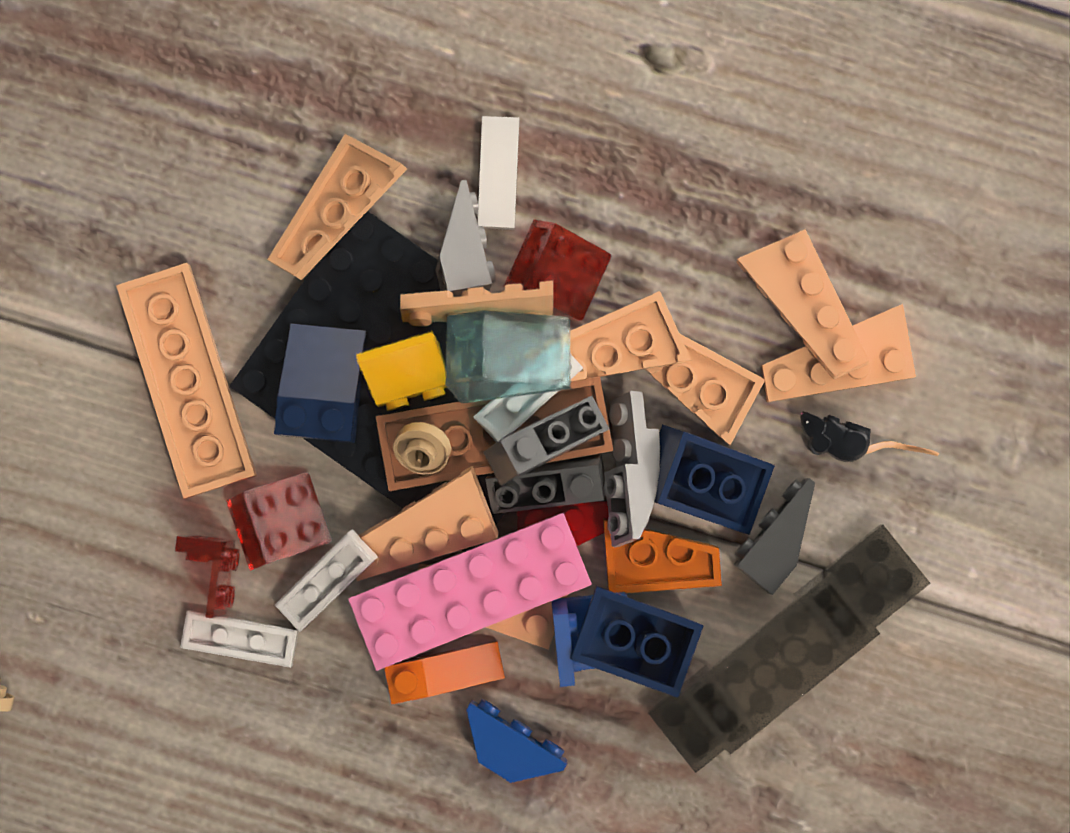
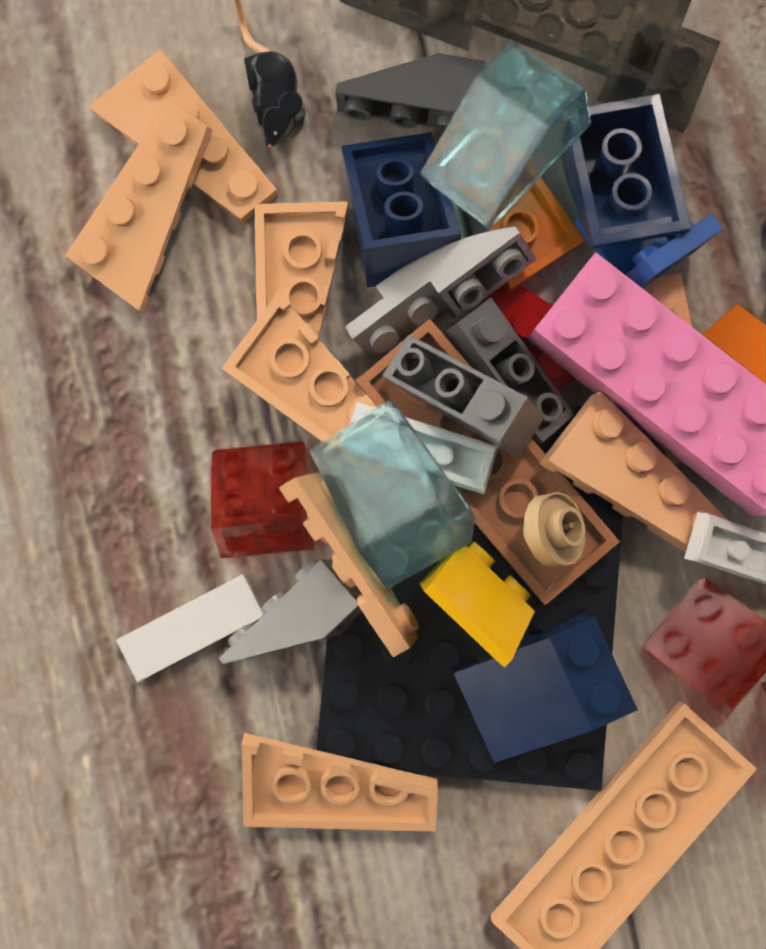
camera: 120 degrees left, 0 degrees up
(707, 571) = (506, 133): none -> clear light blue slope

